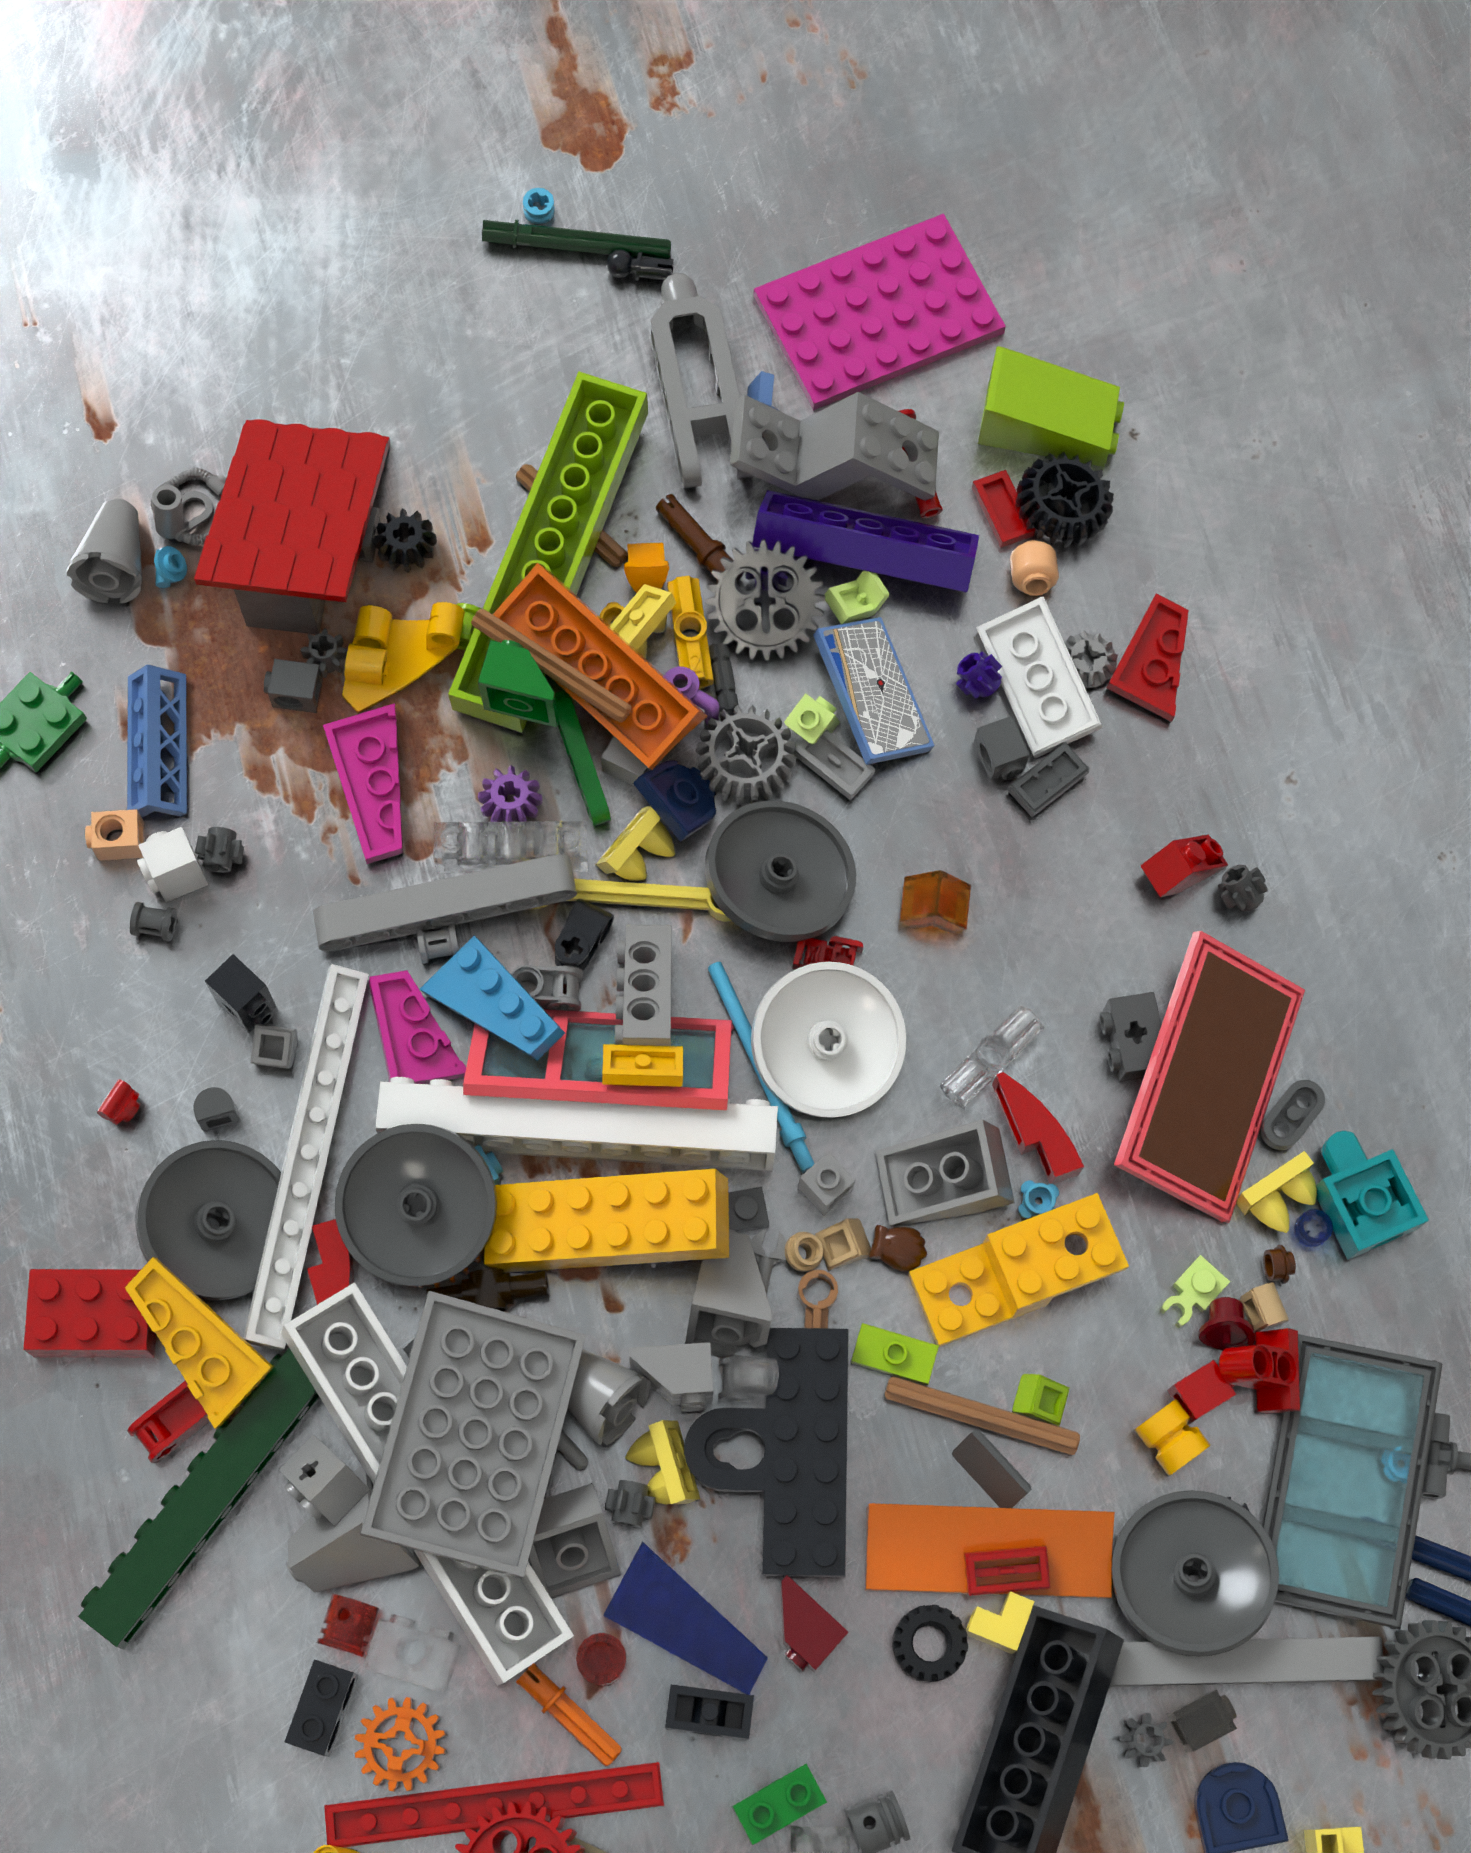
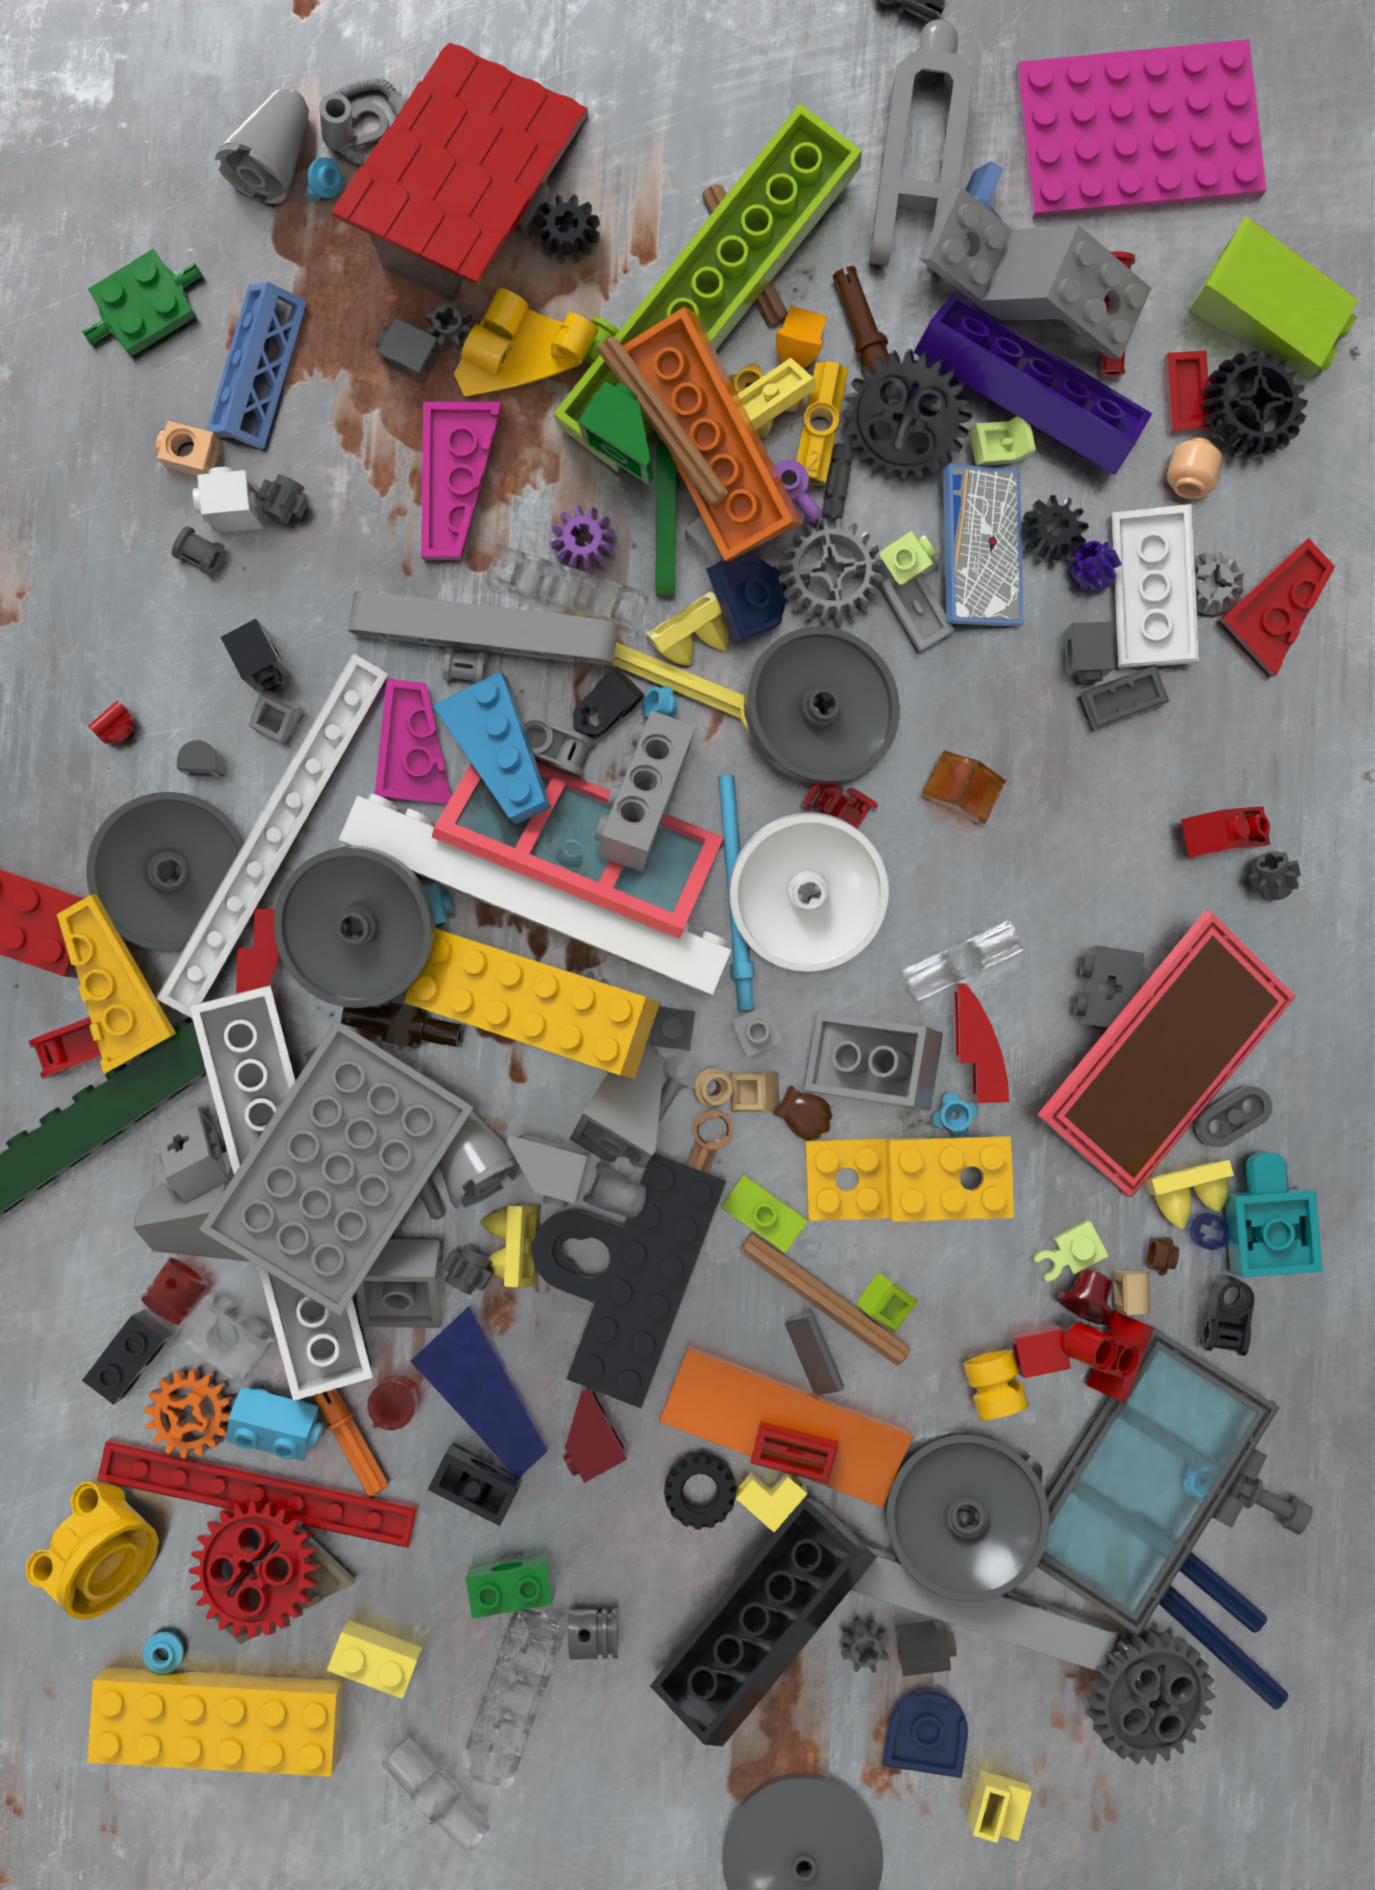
camera: 25 degrees right, 15 degrees up
(489, 1723) = (273, 1424): none -> medium azure brick
(629, 915) = (659, 701): none -> medium azure plate
(642, 1065) = (612, 868): yellow plate -> none
(928, 668) = (1064, 518): none -> black gear
(1364, 1301) = (1228, 1319): none -> black piece

